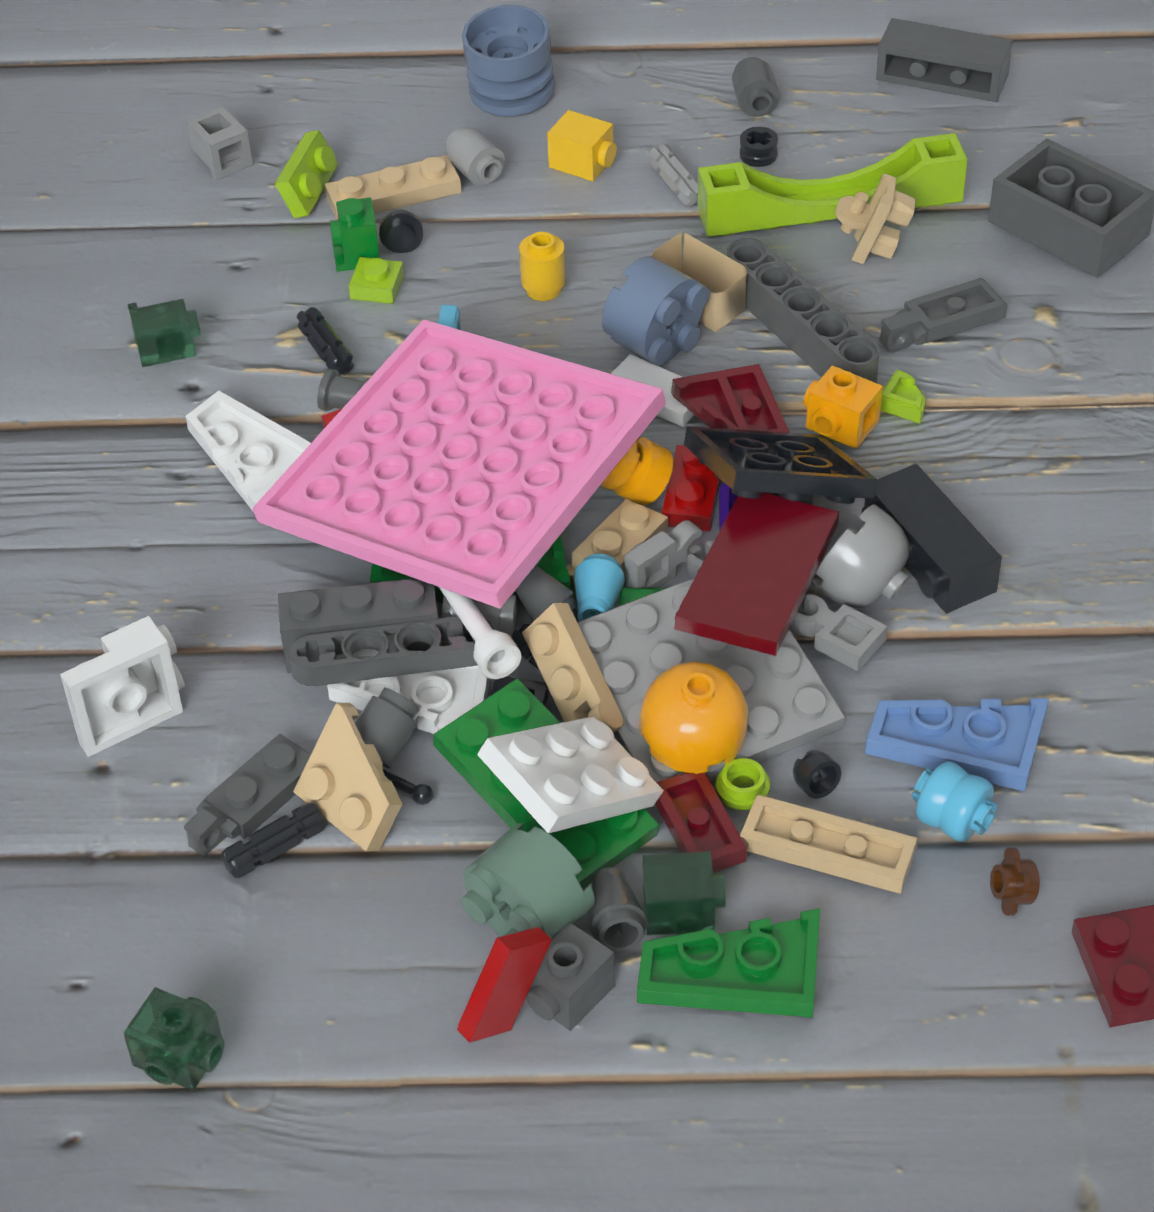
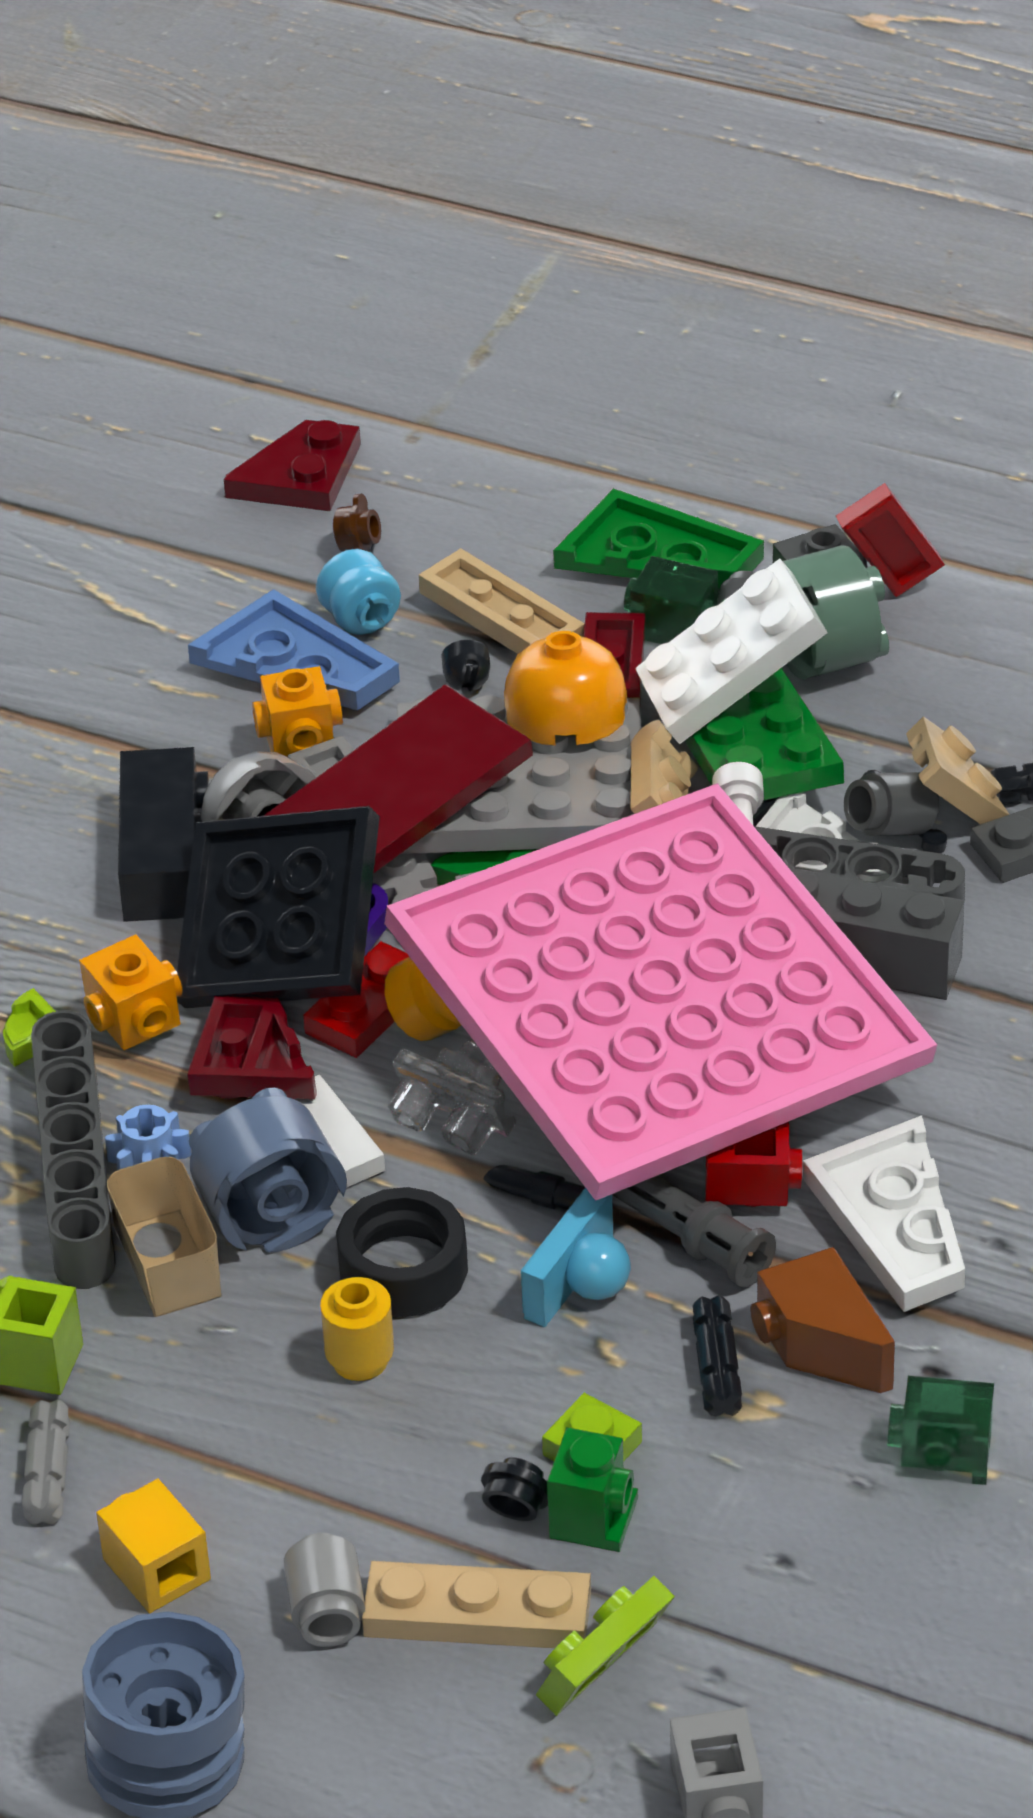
camera: 155 degrees left, 5 degrees down
(263, 364) = (823, 1322): none -> dark orange slope
(552, 304) = (399, 1214): none -> black tyre
(754, 332) = (146, 1135): none -> light blue gear
(906, 659) = (295, 705): none -> light orange brick

